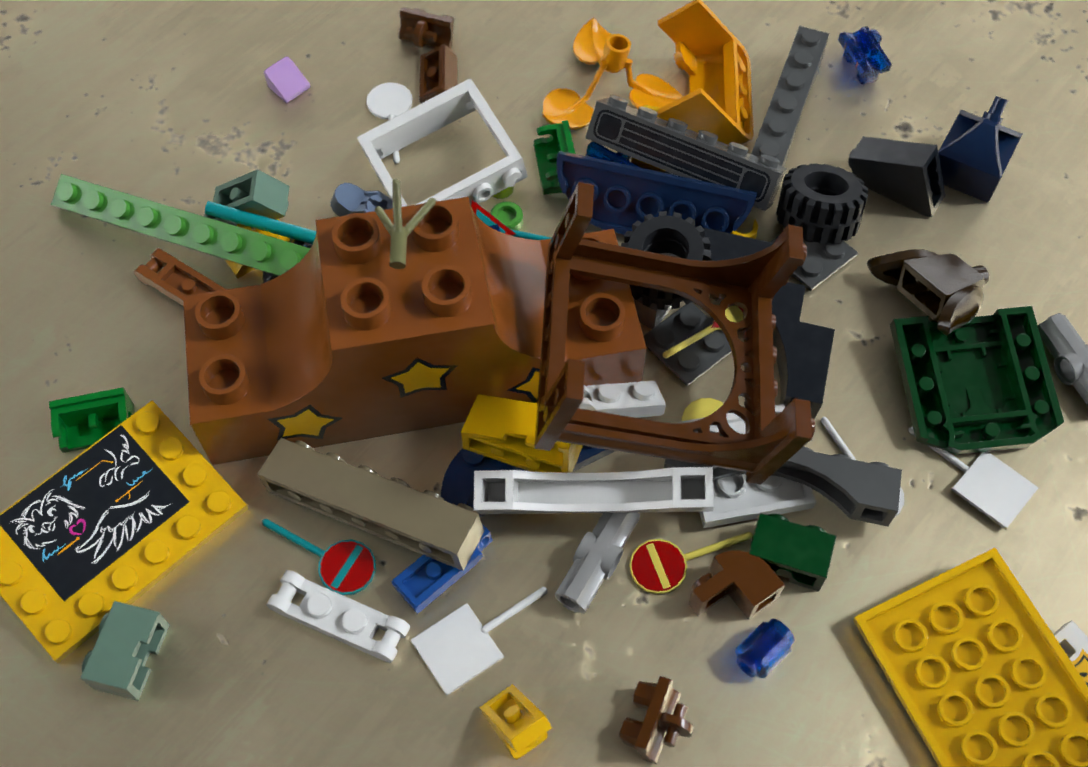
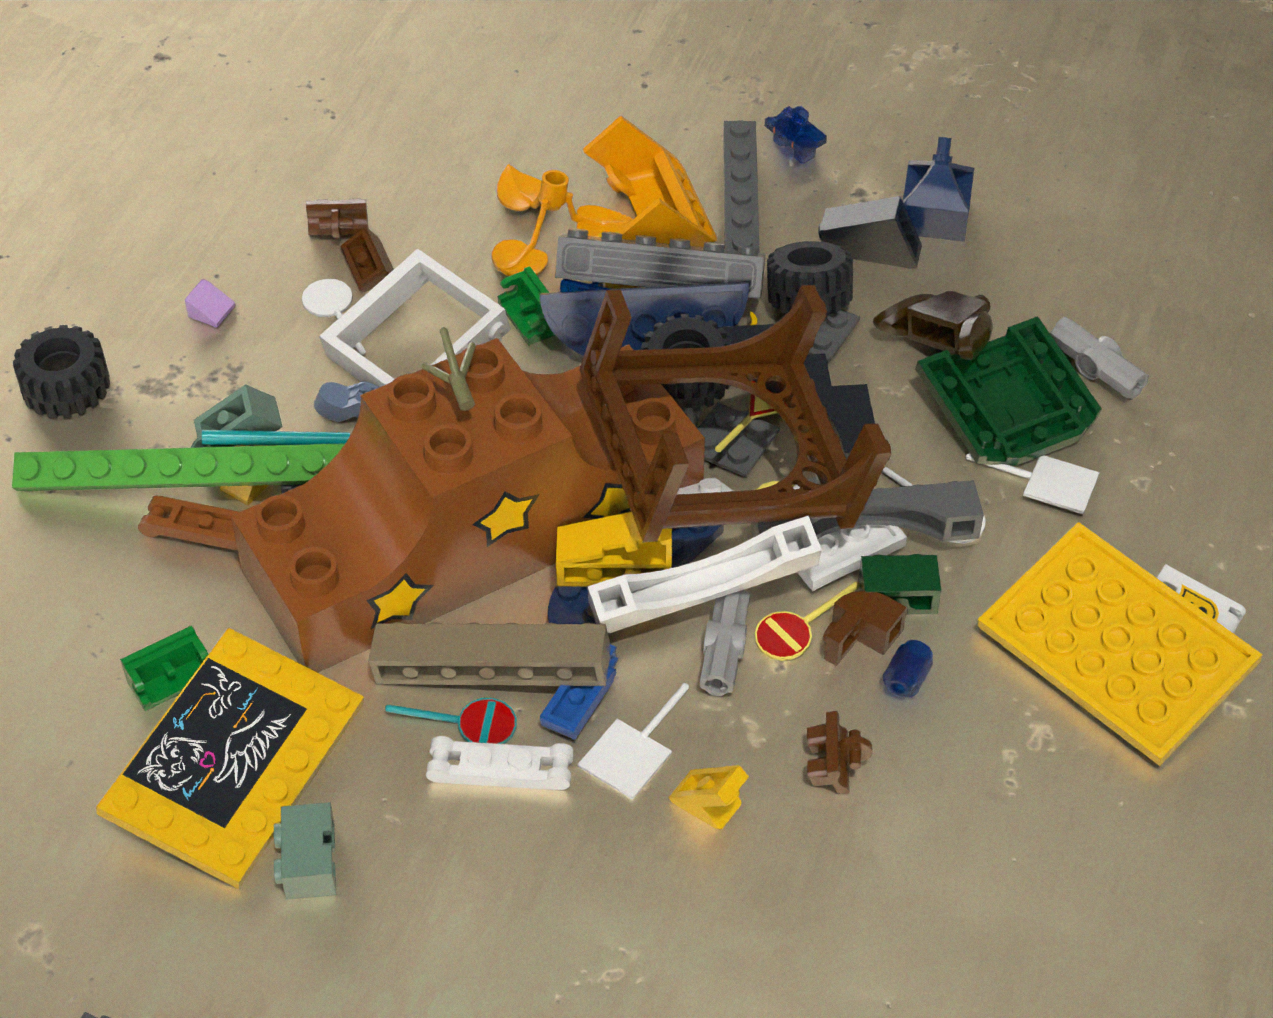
camera: 20 degrees left, 10 degrees down
(135, 109) = (61, 371): none -> black tyre

